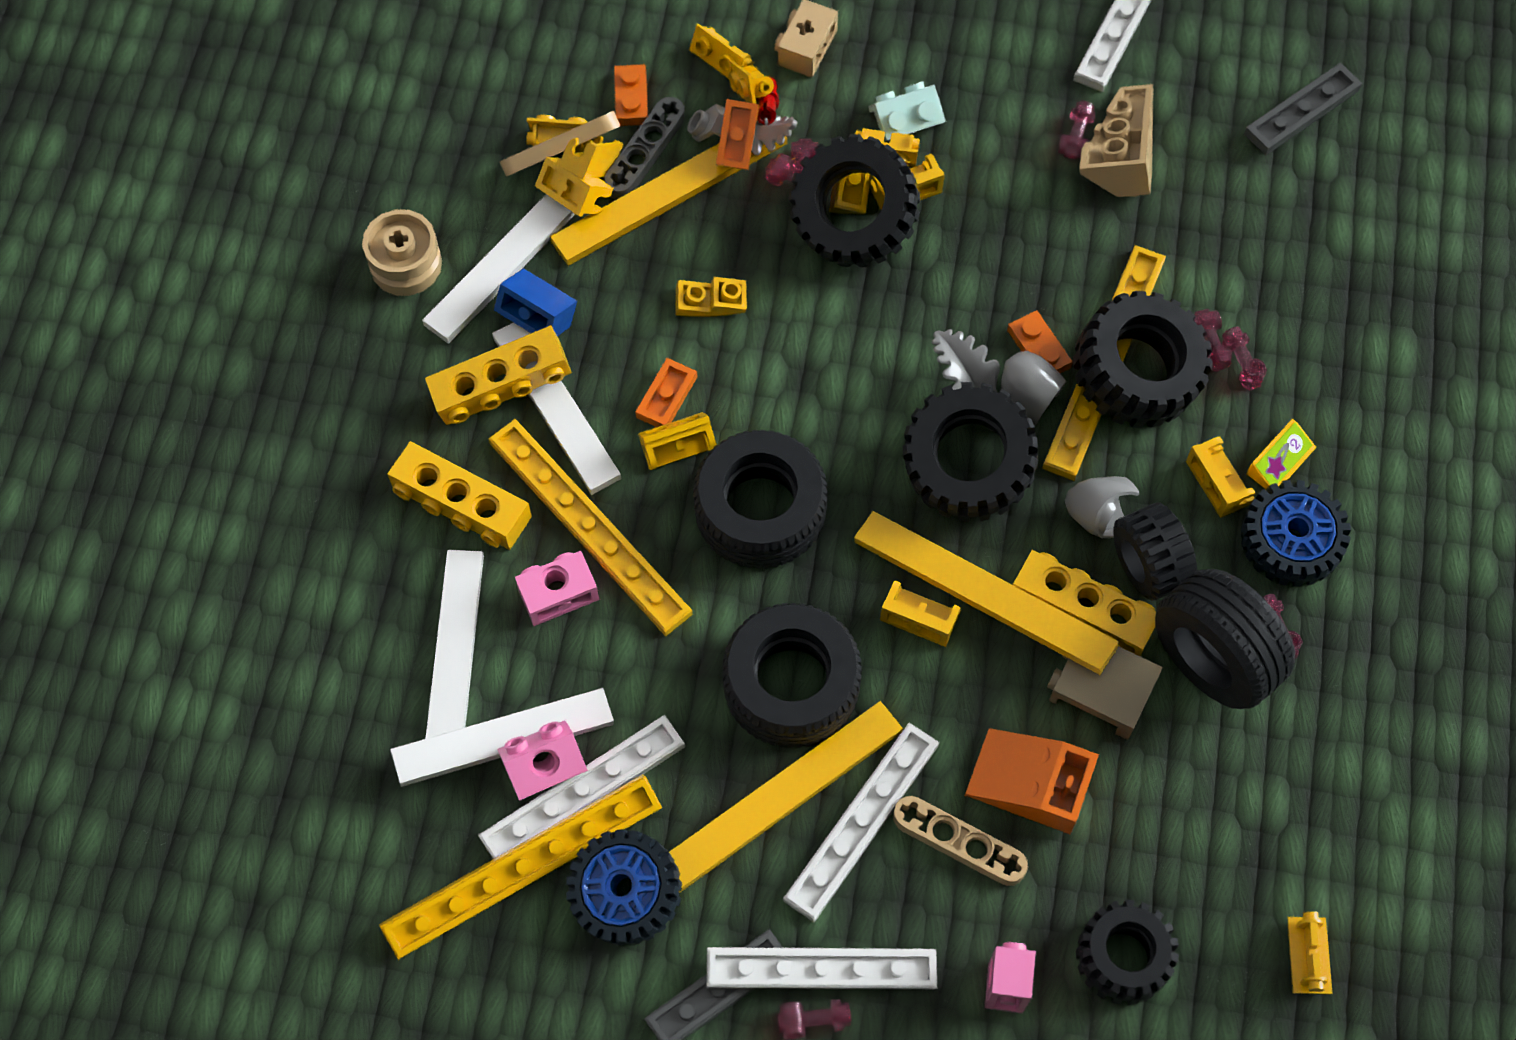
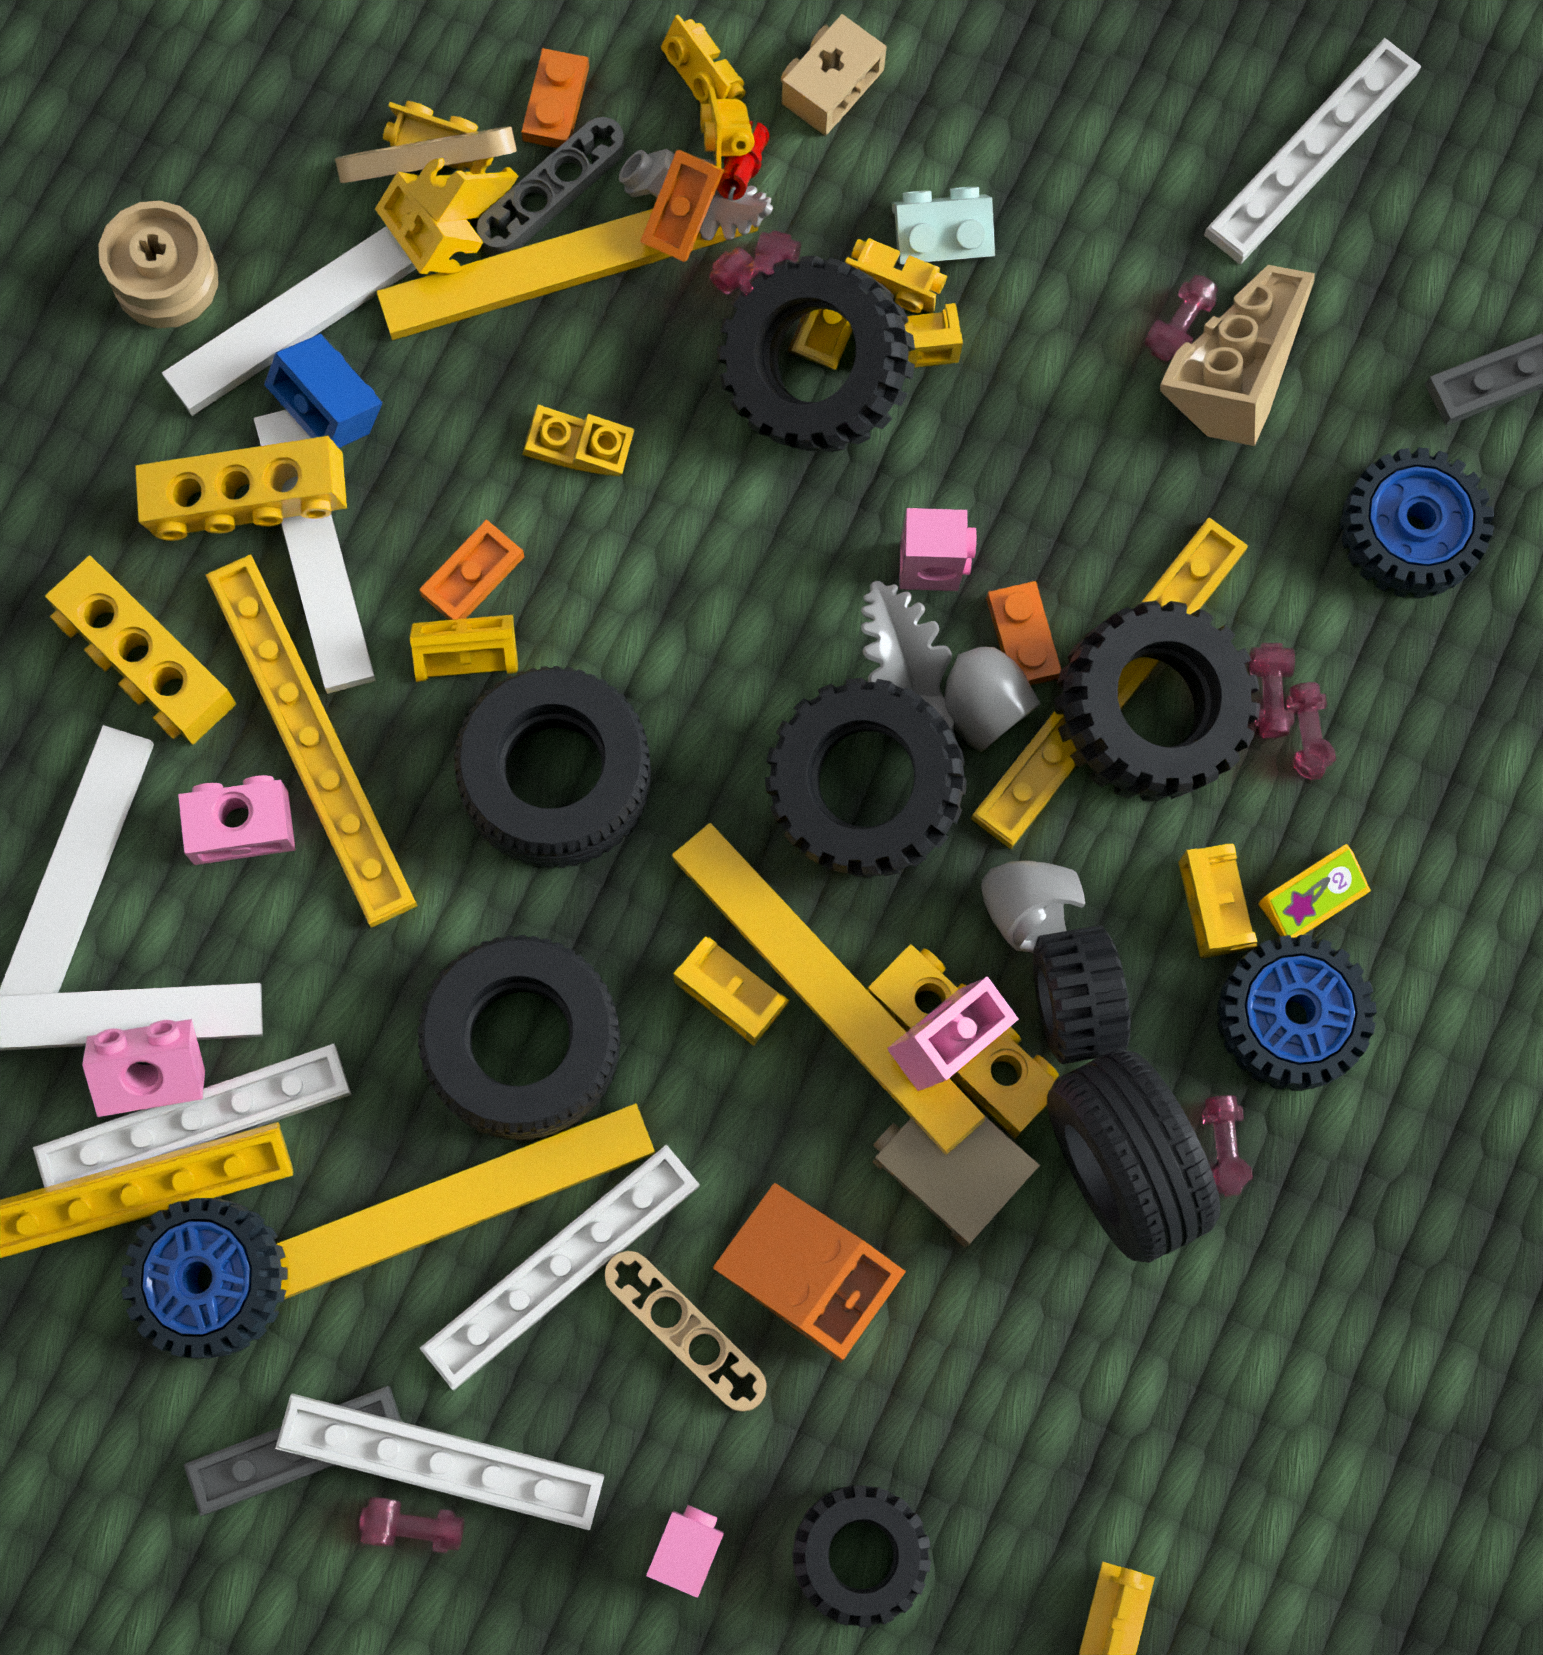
camera: 10 degrees right, 10 degrees up
(968, 302) = (935, 549): none -> bright pink brick
(1082, 591) = (952, 1034): none -> bright pink brick
(1260, 194) = (1436, 494): none -> wheel

